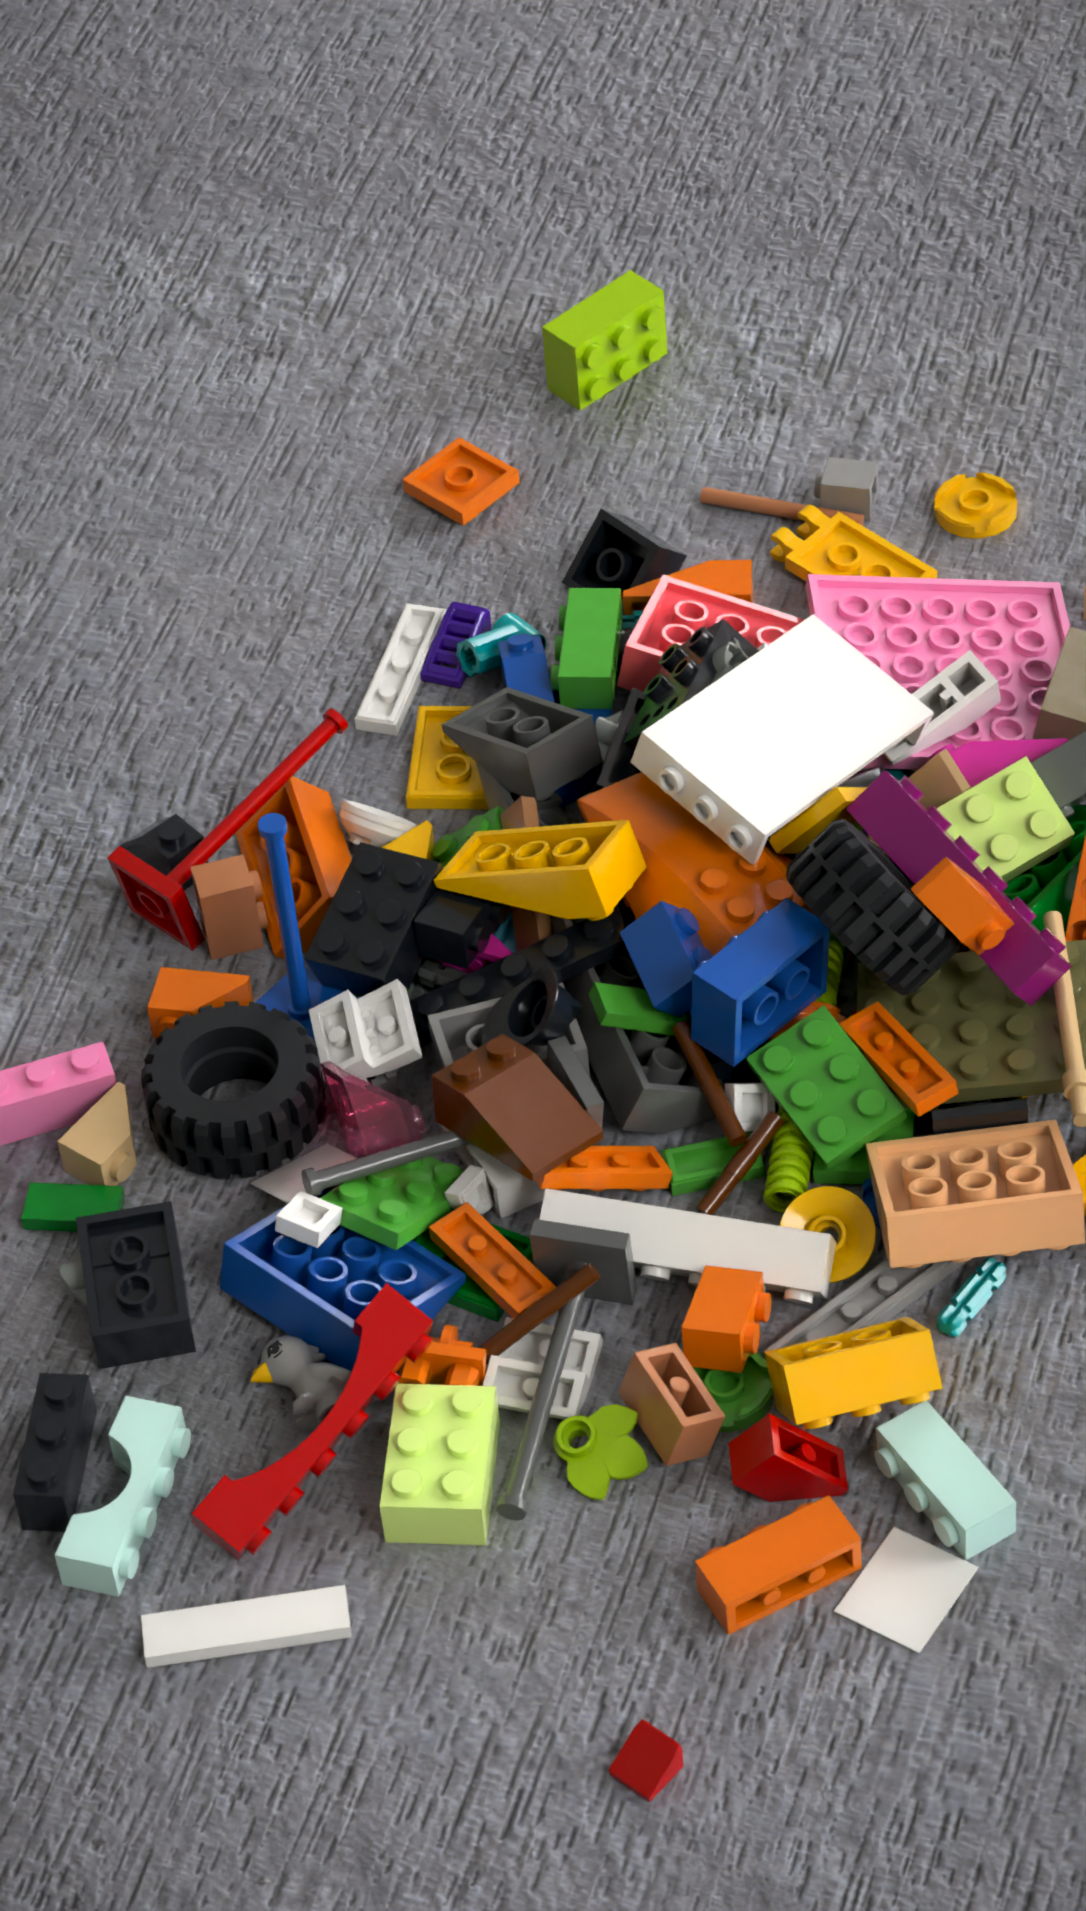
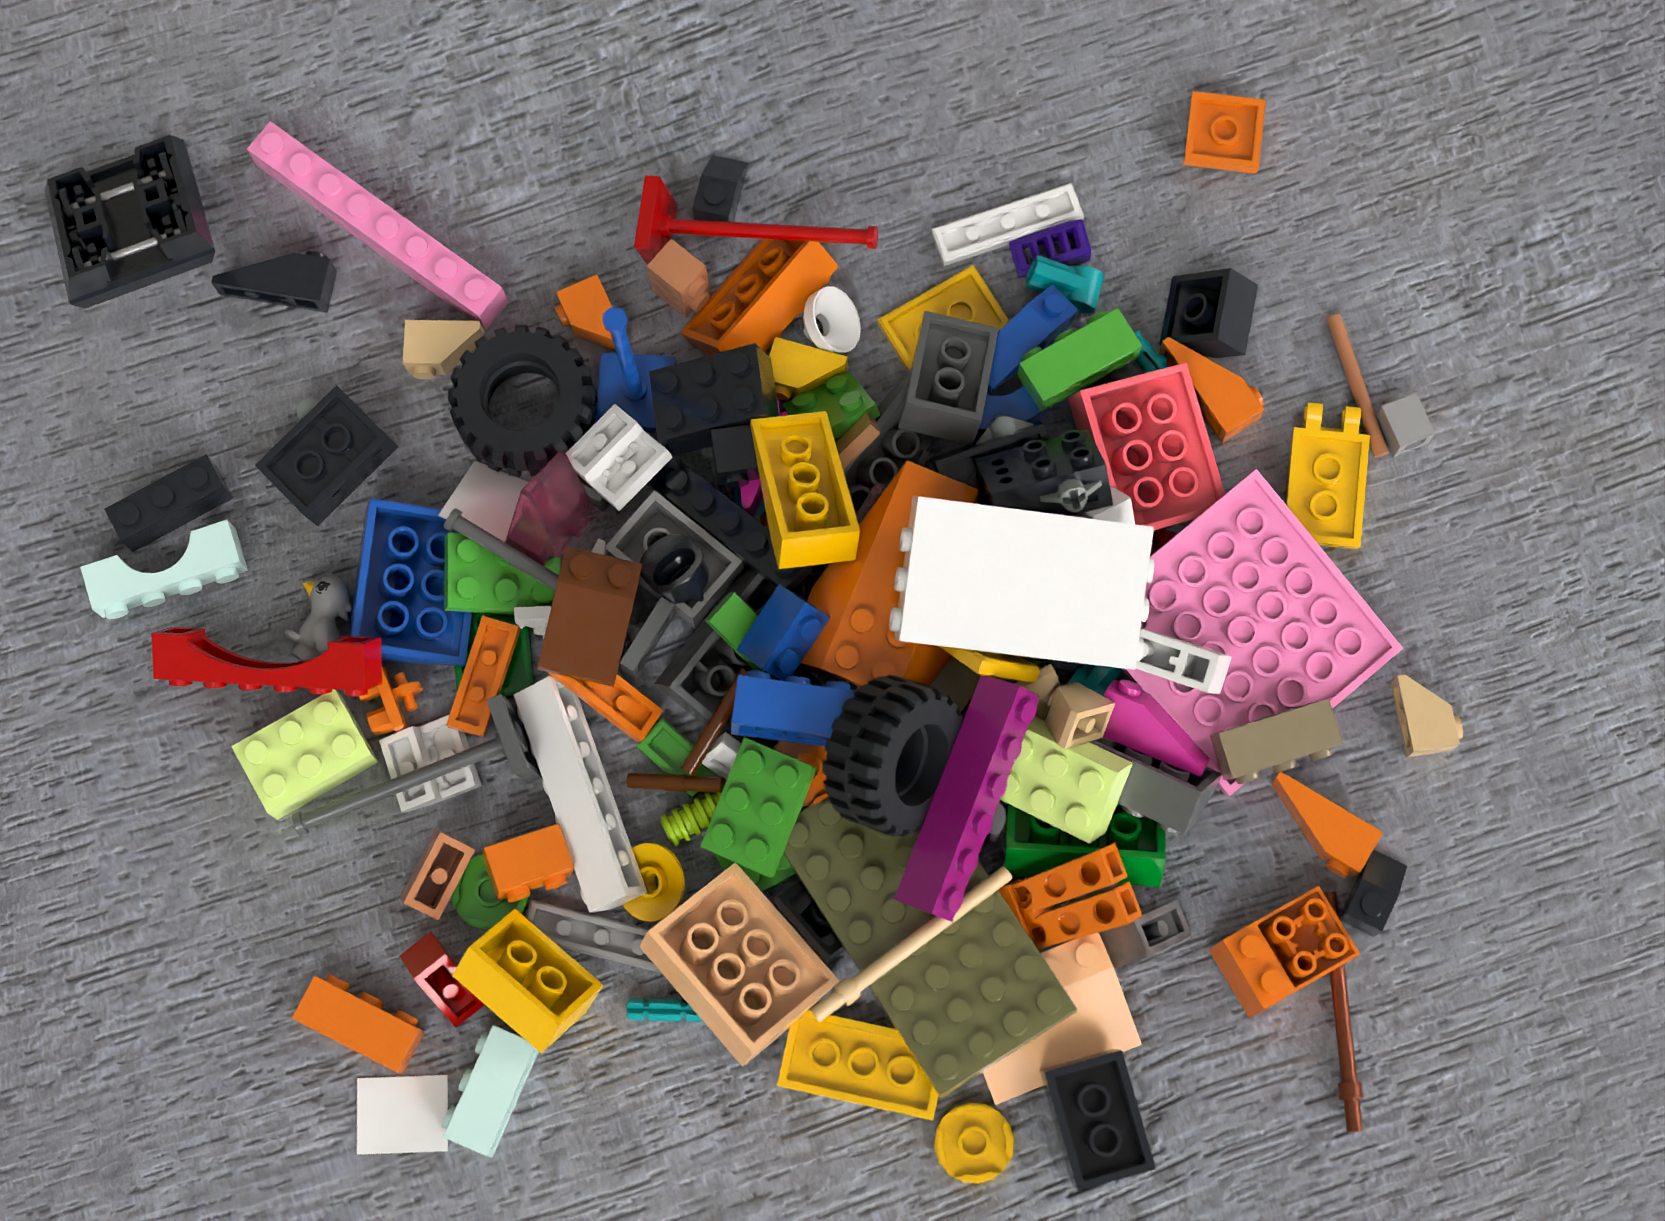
camera: 55 degrees right, 30 degrees up
(58, 1205) = (378, 362): green tile -> none
(246, 1626) = (121, 715): white tile -> none
(308, 1219) = (424, 539): white plate -> none
(540, 1311) = (452, 738): reddish brown bar -> none
(605, 340) = (1437, 138): lime brick -> none
(607, 1452) = (386, 851): lime plate -> none
(647, 1761) = (165, 1036): red slope -> none
(900, 1059) = (802, 848): orange plate -> none
(963, 906) = (919, 830): orange slope -> none
(975, 505) = (1458, 527): yellow tile -> none

